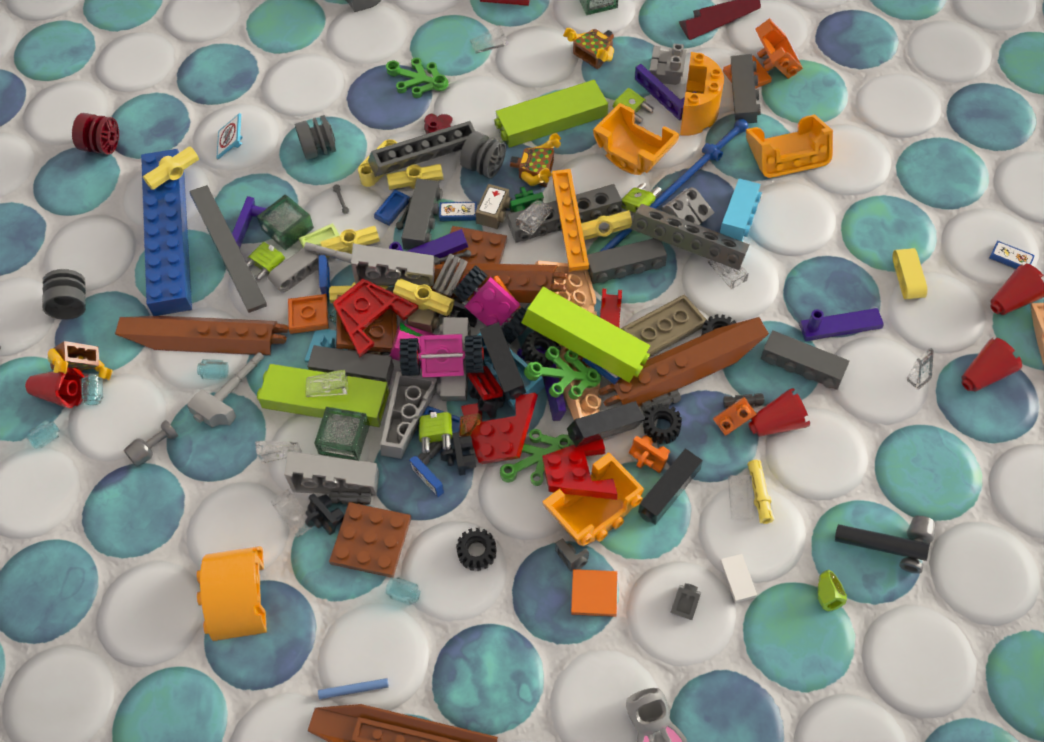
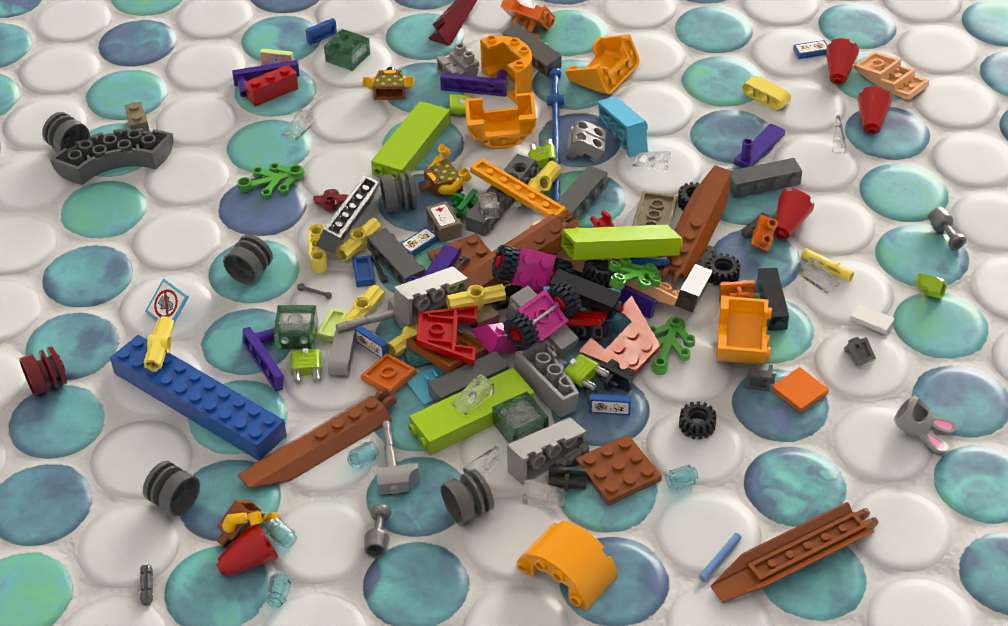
camera: 45 degrees left, 15 degrees down
(228, 249) = (275, 368): dark grey tile -> none
(228, 469) = (467, 496): none -> dark grey wheel
(447, 273) = (471, 260): light grey tile -> none
(469, 423) = (600, 352): clear orange tile -> none
(570, 473) = (705, 330): red wing -> none
(689, 236) = (610, 151): dark grey brick -> none
(882, 542) = (928, 239): black piece -> none

